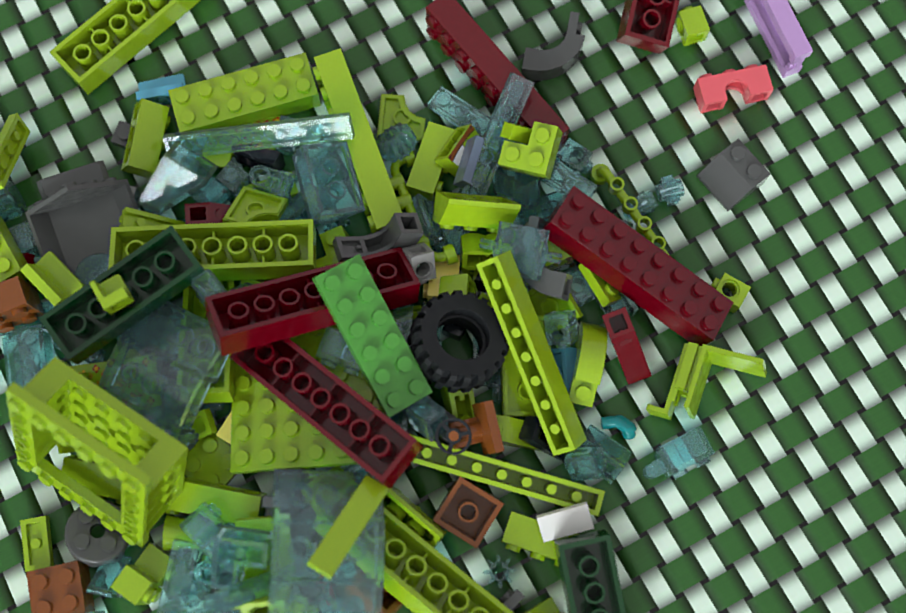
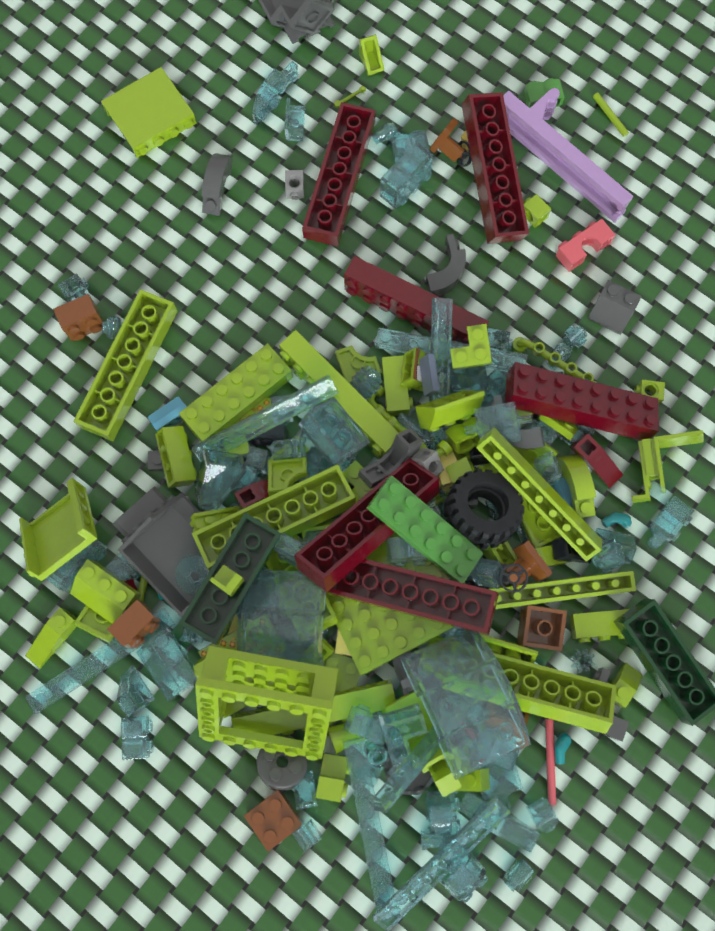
camera: 25 degrees left, 0 degrees up
(37, 543) = (237, 792): lime plate -> none
(52, 278) = (163, 590): lime panel -> none
(347, 527) = (477, 675): lime tile -> none
(516, 132) = (456, 340): lime piece -> none
(565, 521) = (615, 604): white tile -> none

